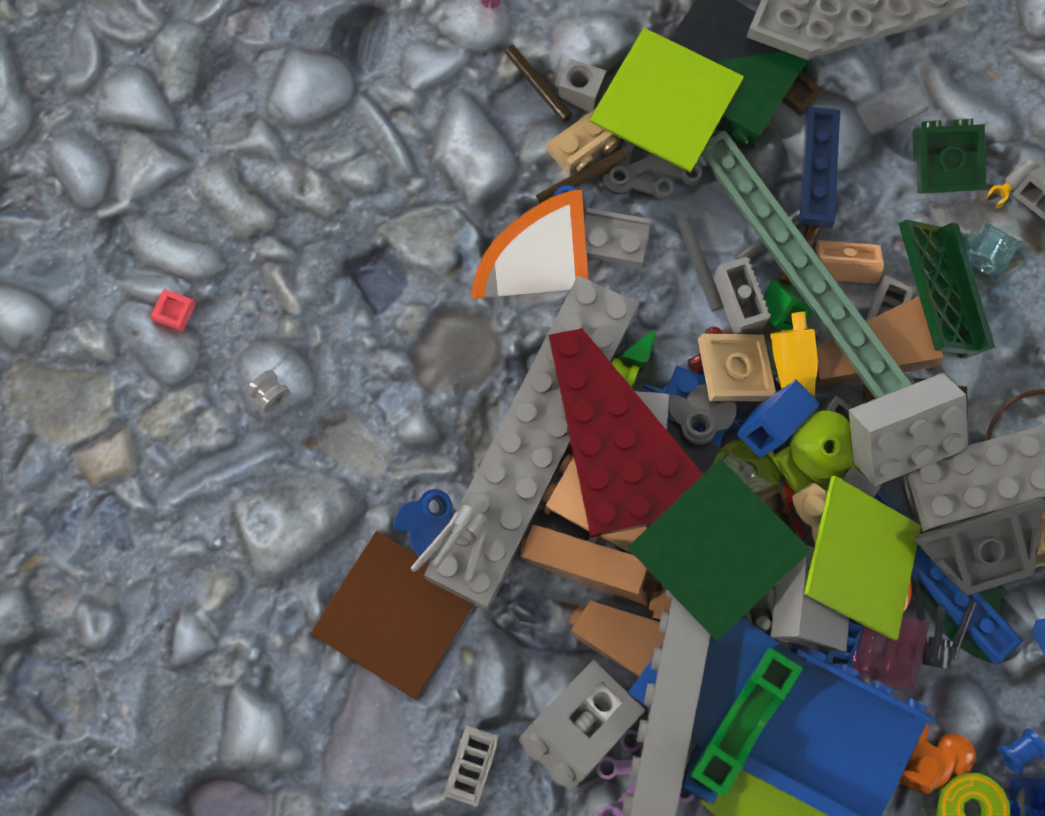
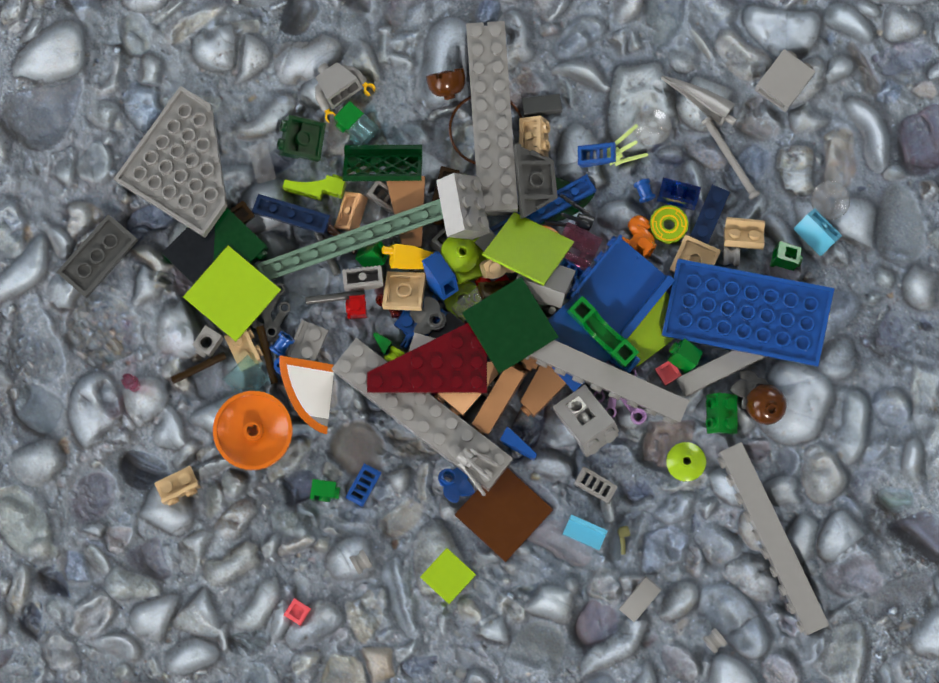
camera: 75 degrees left, 5 degrees up
(269, 540) = (448, 576): none -> lime tile
(344, 90) = (177, 485): none -> tan bracket
(375, 309) = (324, 490): none -> green brick
(383, 763) = (585, 532): none -> medium azure panel
(393, 382) = (361, 502): none -> blue slope
(451, 178) = (252, 430): none -> orange dish
(519, 604) = (515, 443): none -> blue slope
(535, 153) = (246, 376): none -> clear light blue piece
(603, 195) = (282, 344): none -> blue bush
(691, 299) = (356, 307): none -> red brick
(873, 199) = (331, 186): none -> lime slope
(1007, 217) = (347, 117): none -> green brick

